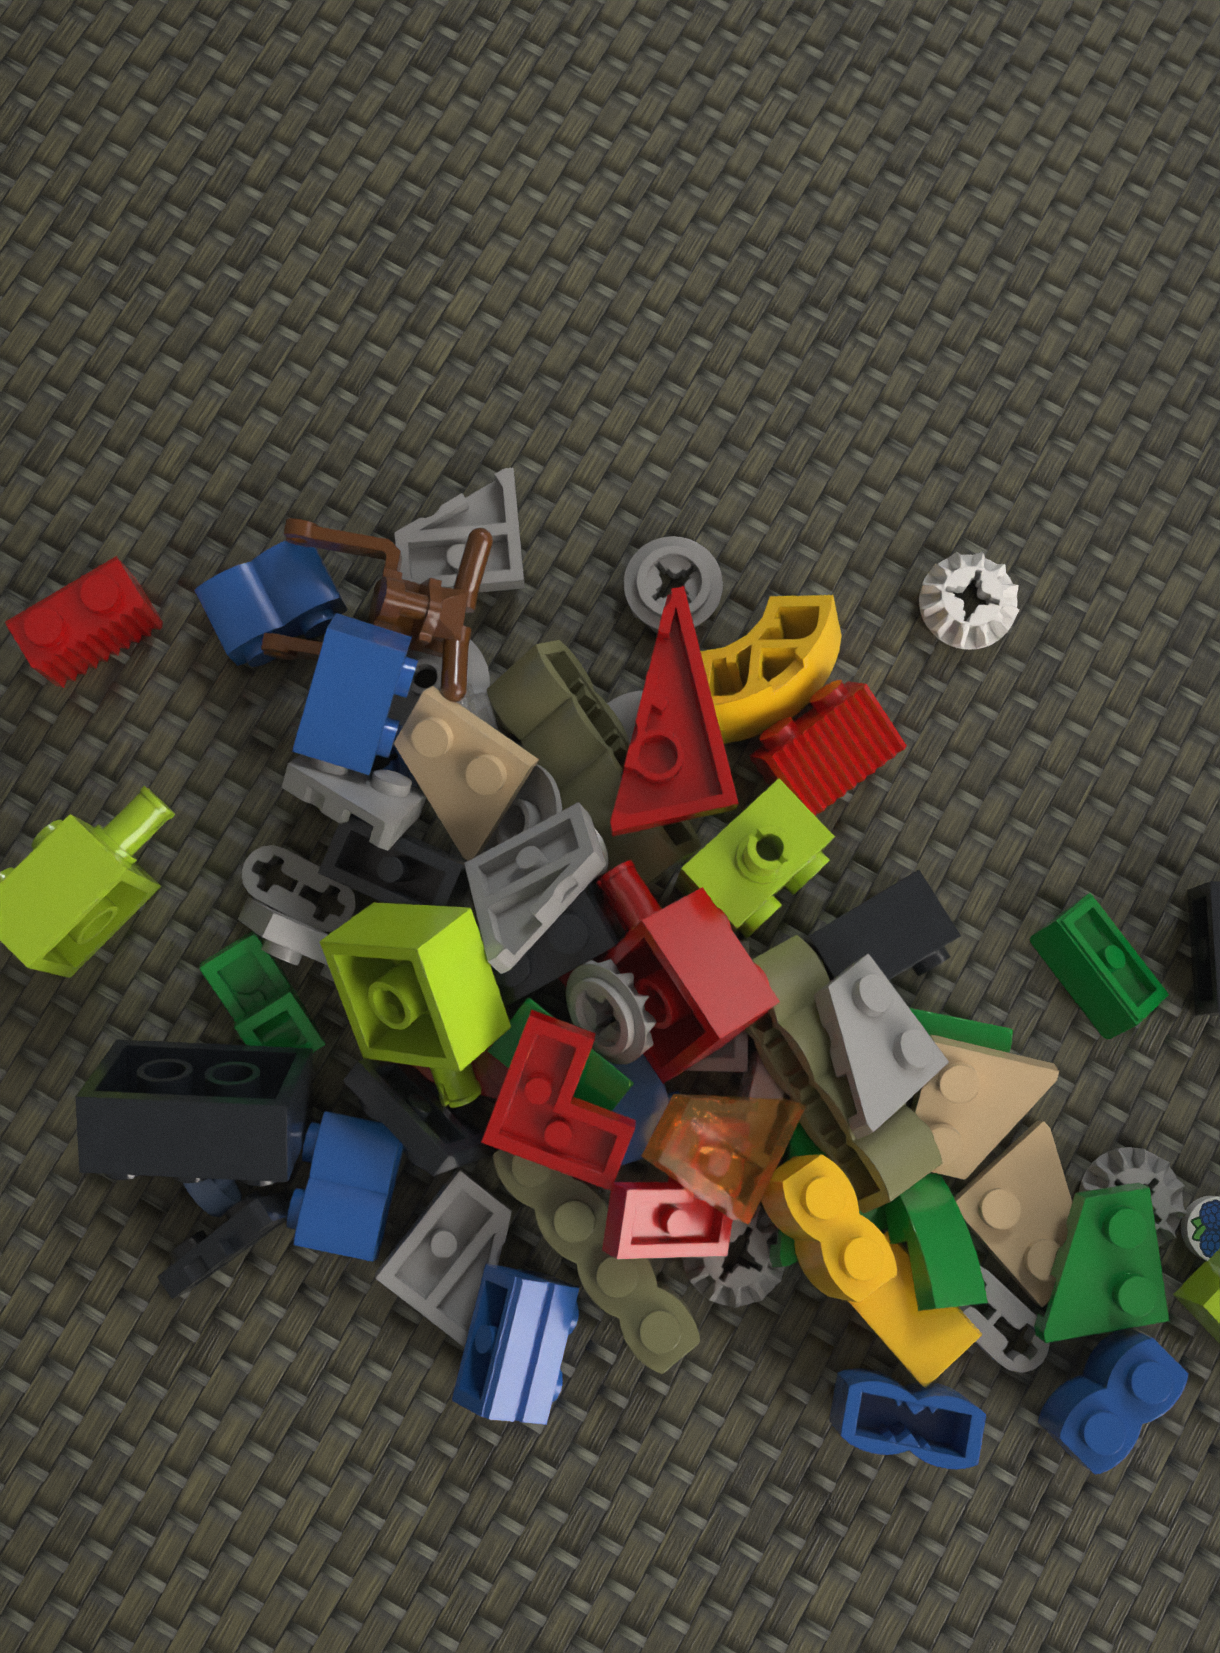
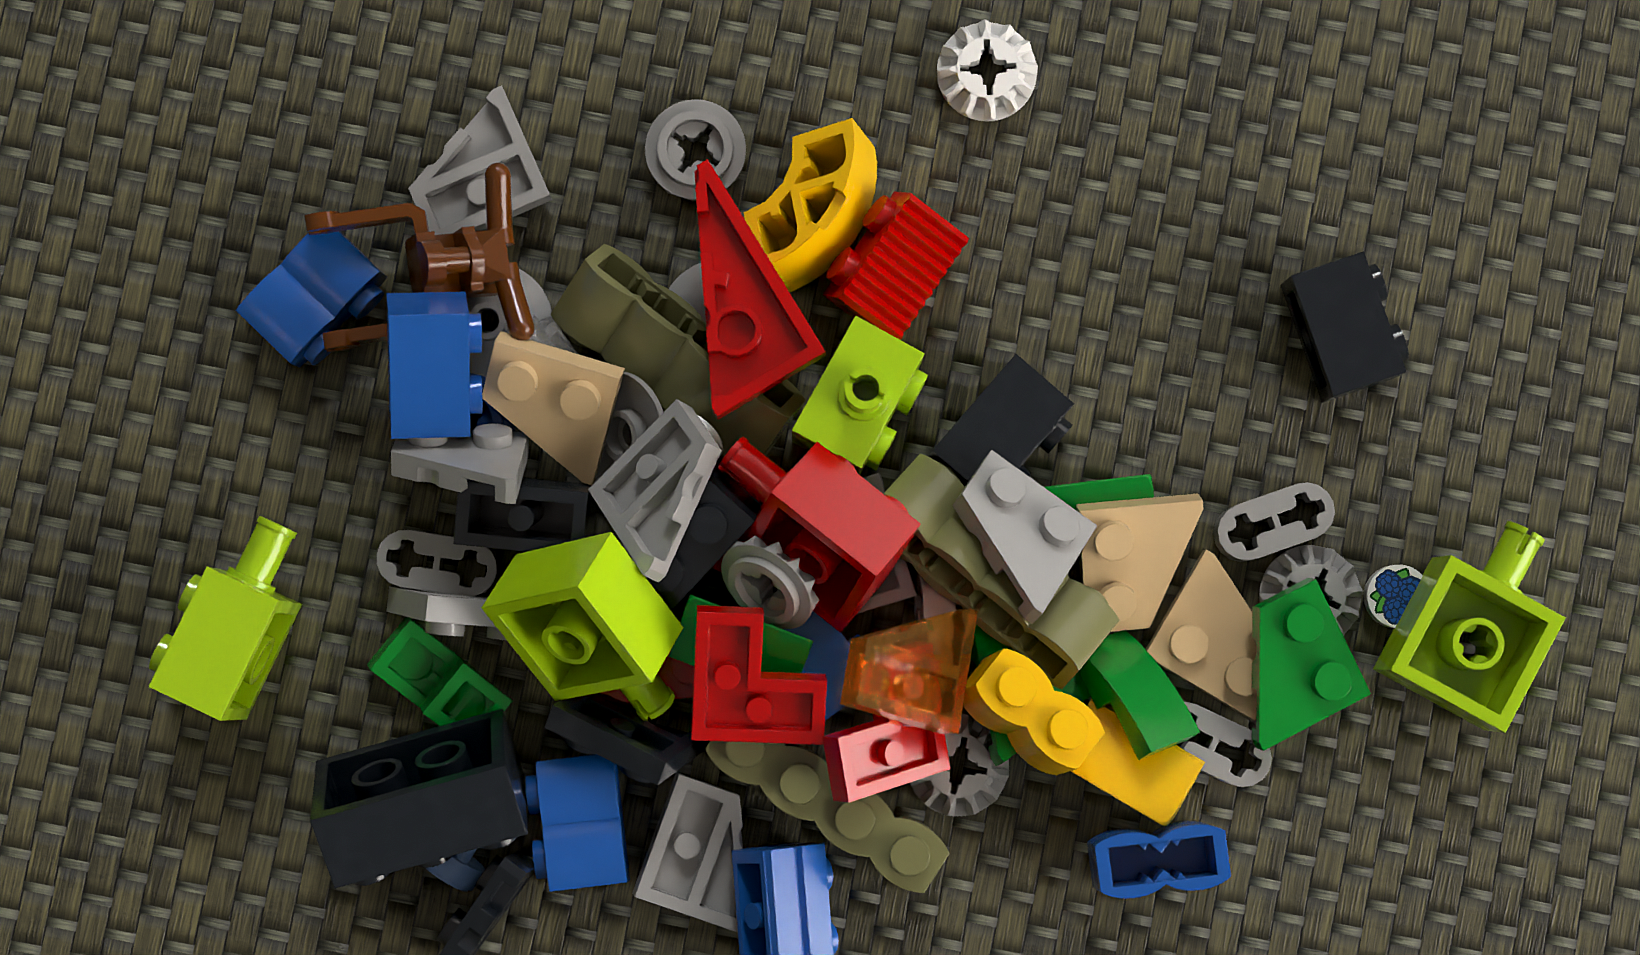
camera: 20 degrees left, 5 degrees up
(84, 623) = (140, 376): red brick -> none
(1099, 967) = (1217, 387): green slope -> none
(1117, 1131) = (1279, 536): none -> light grey beam
(1121, 1388) = (1347, 765): blue brick -> none

